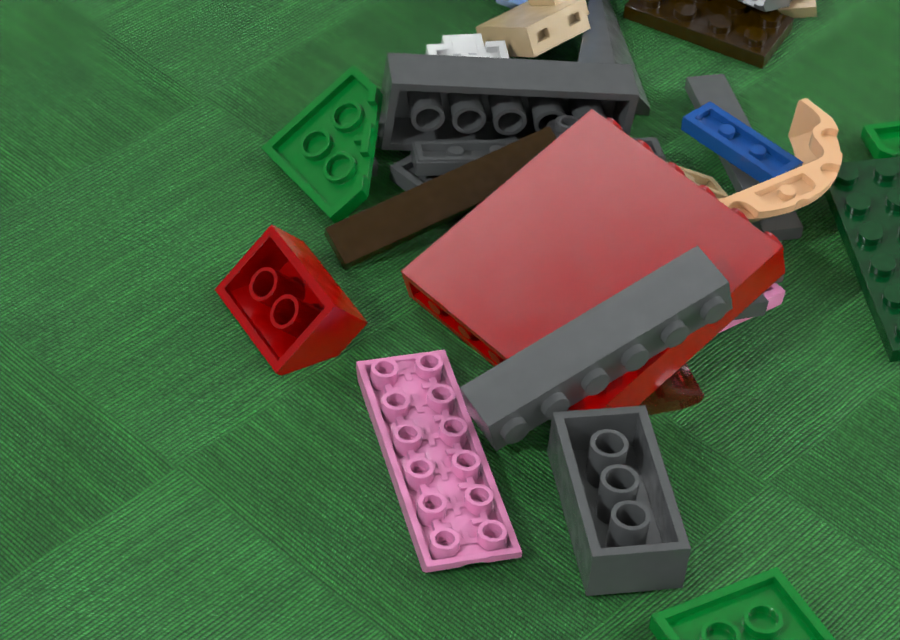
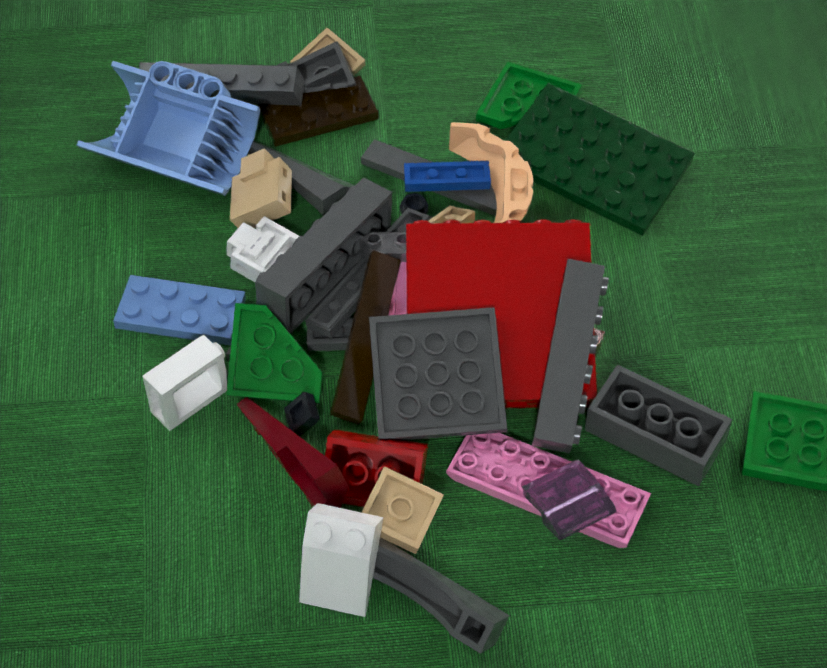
camera: 45 degrees left, 10 degrees up
(133, 313) = (339, 558): none -> white slope
(180, 475) = (456, 608): none -> dark grey arch
(227, 239) = (306, 466): none -> dark red wedge
(237, 74) = (177, 371): none -> white window
(252, 341) = (405, 508): none -> tan plate
(301, 212) = (302, 413): none -> black plate
(318, 49) = (178, 309): none -> medium blue plate
(418, 470) = (569, 499): none -> clear purple slope
(450, 264) = (437, 374): none -> dark grey plate
(678, 149) = (415, 202): none -> black plate

